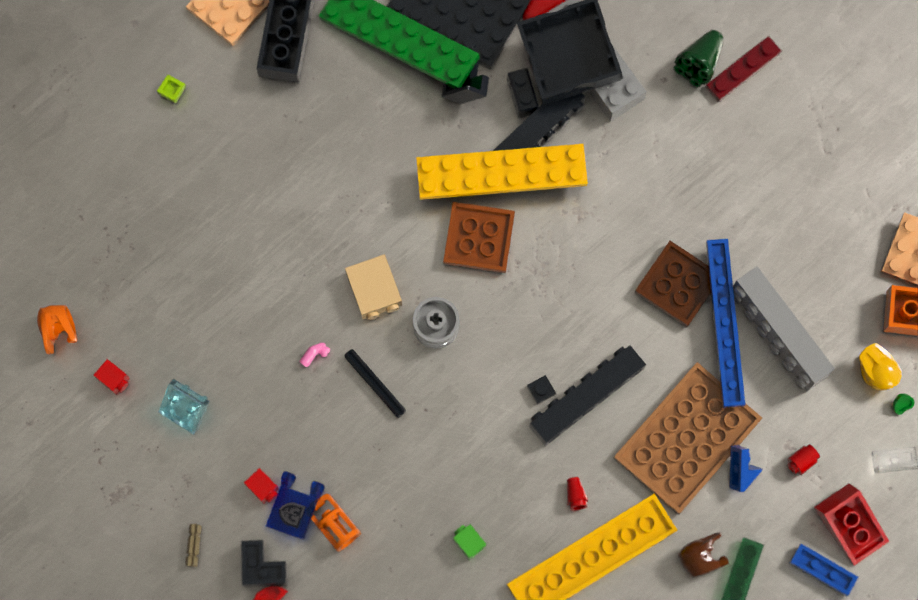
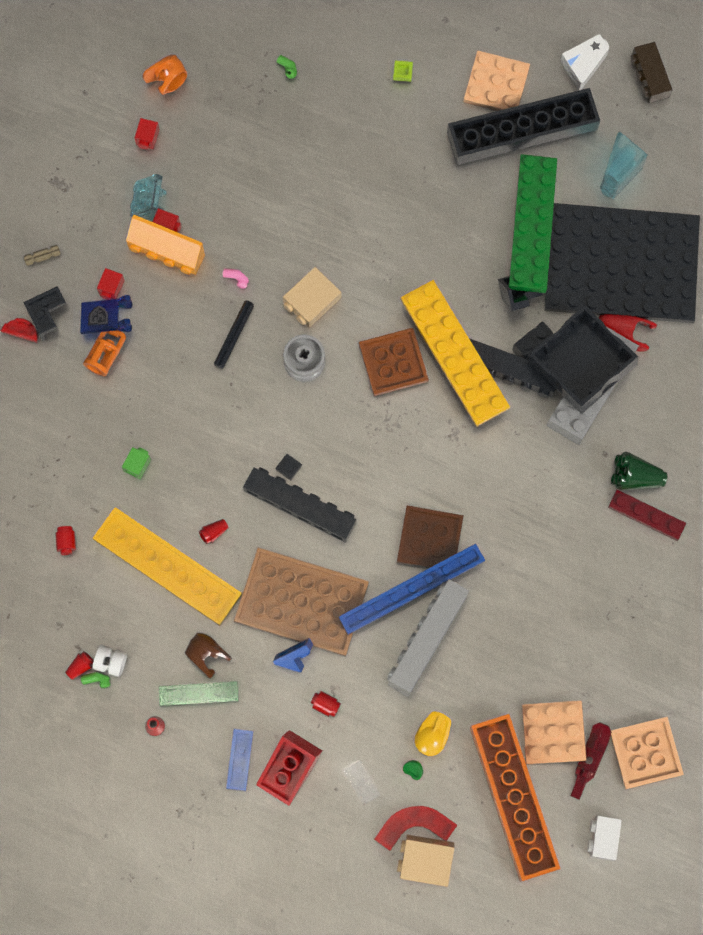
camera: 65 degrees right, 0 degrees up
(109, 199) = (290, 66): none -> bright green arm
(222, 399) = (167, 220): none -> red brick
(248, 410) = (165, 245): none -> light orange slope

